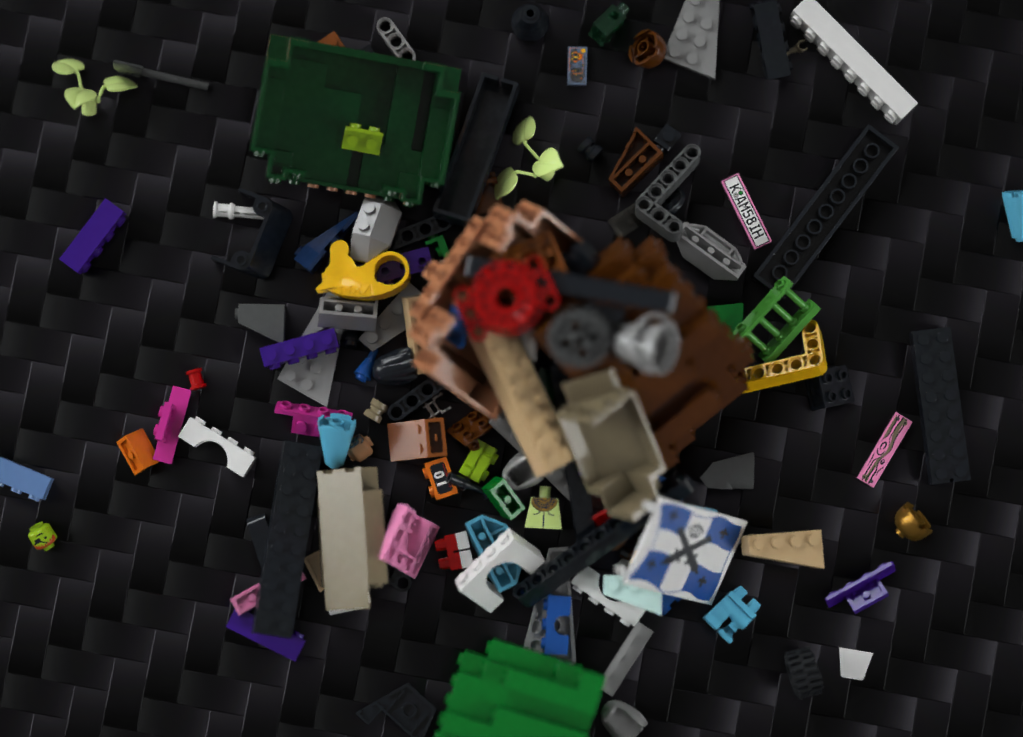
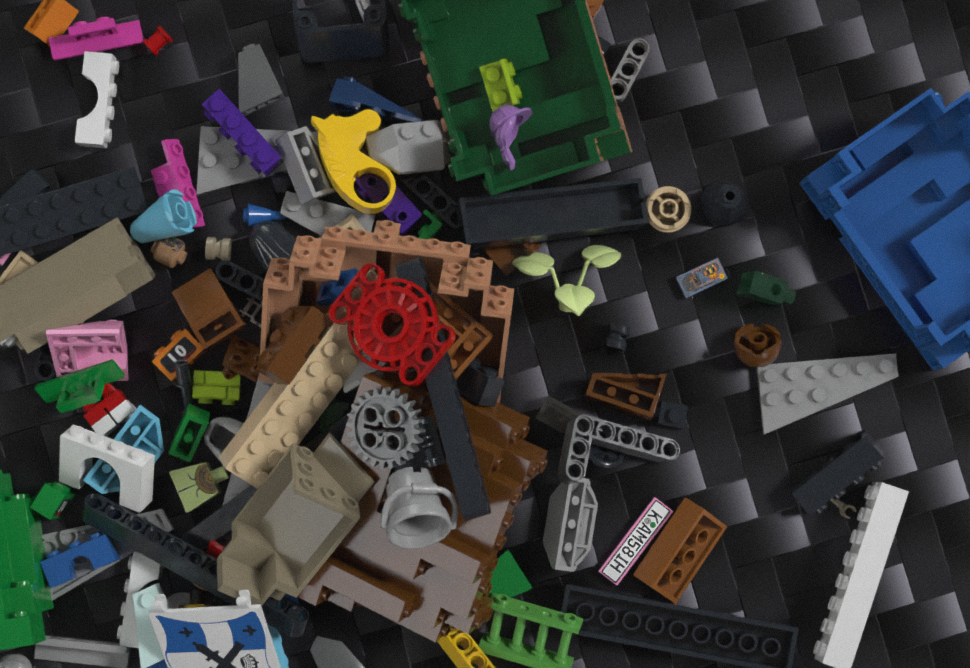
camera: 60 degrees right, 0 degrees up
(396, 152) = (504, 128): none -> medium lavender piece
(429, 562) = (79, 387): none -> green bracket
(480, 379) = (291, 342): none -> reddish brown wedge
(502, 623) = (53, 500): none -> green brick
(515, 64) = (668, 209): none -> tan cone
(769, 182) = (680, 550): none -> dark orange slope

